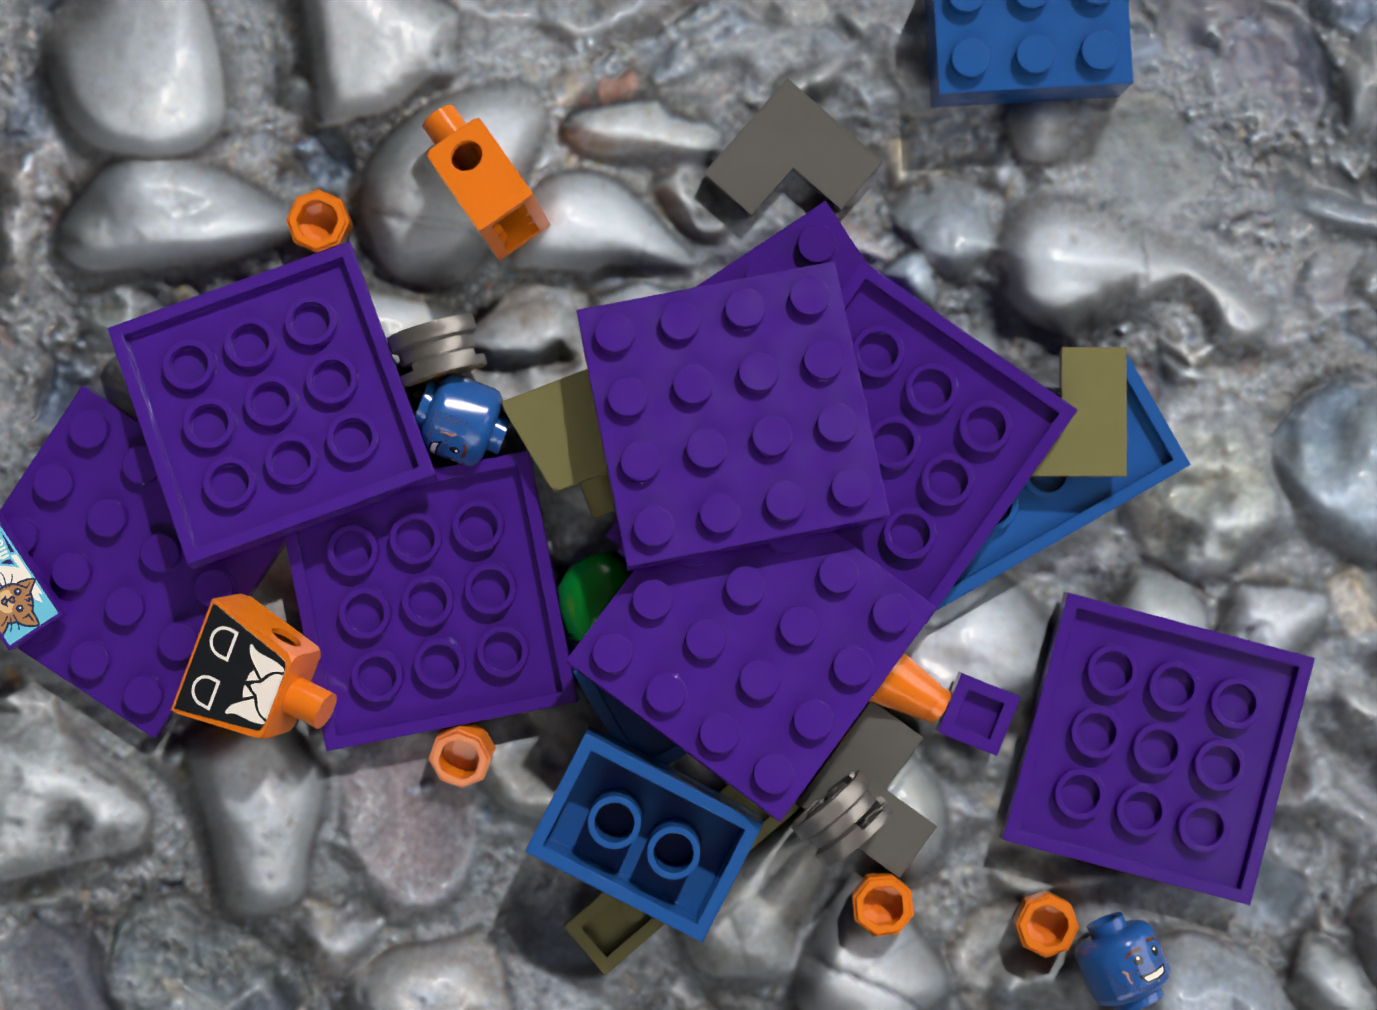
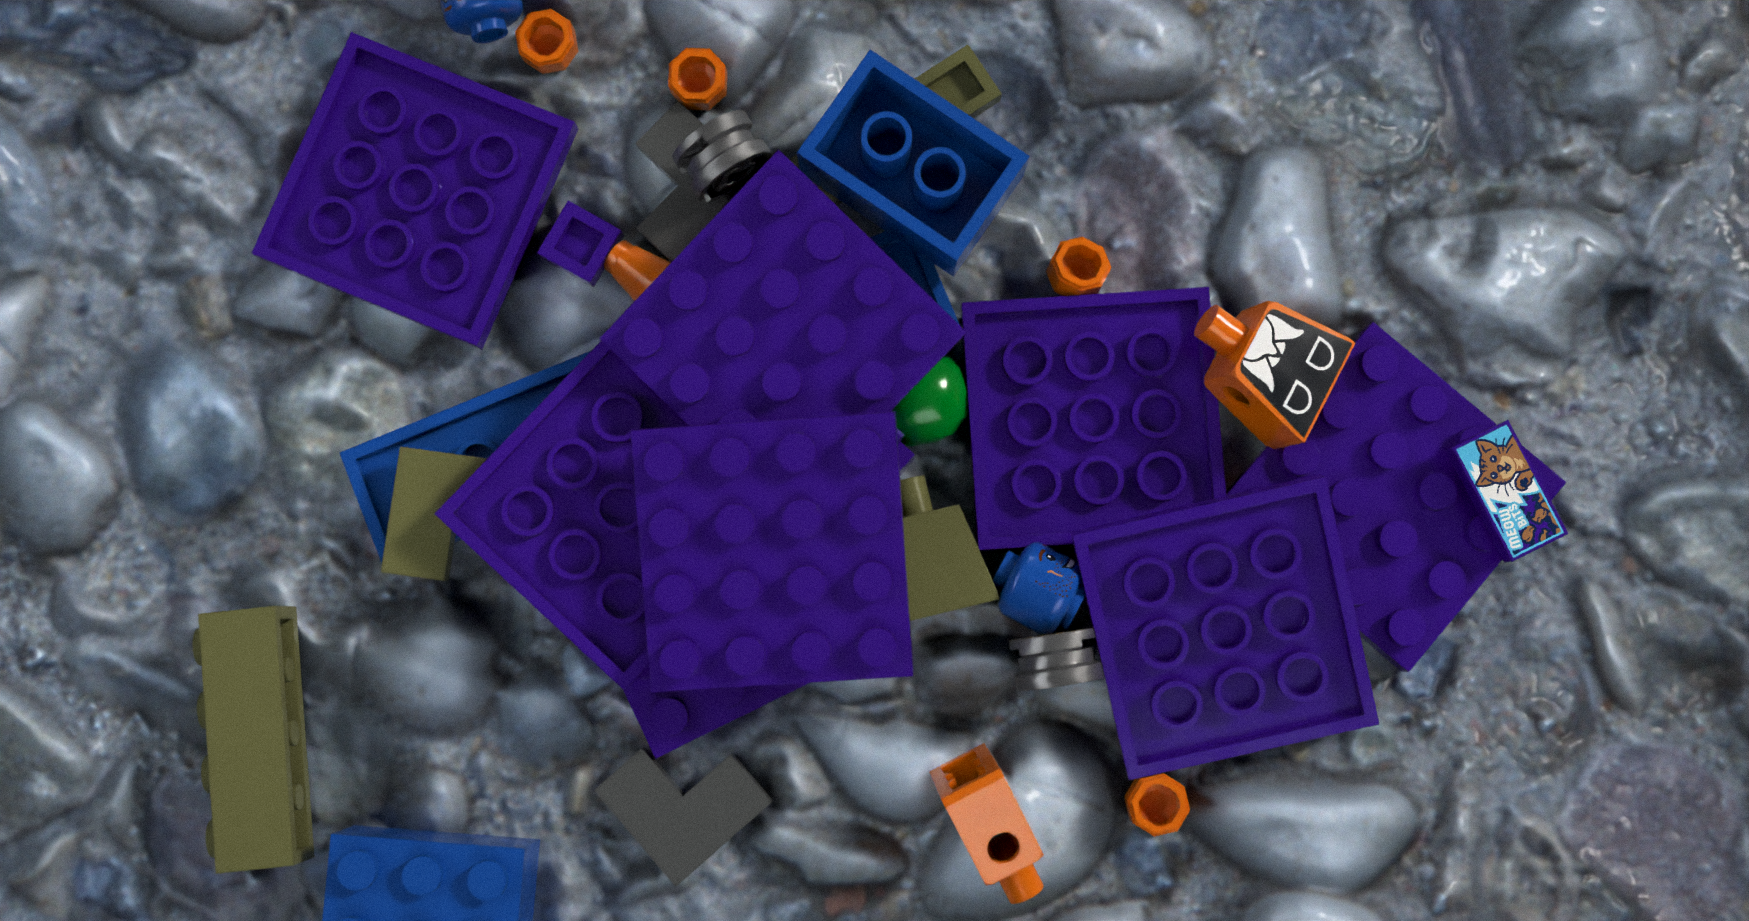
camera: 165 degrees left, 5 degrees down
(1228, 166) = (254, 738): none -> olive brick

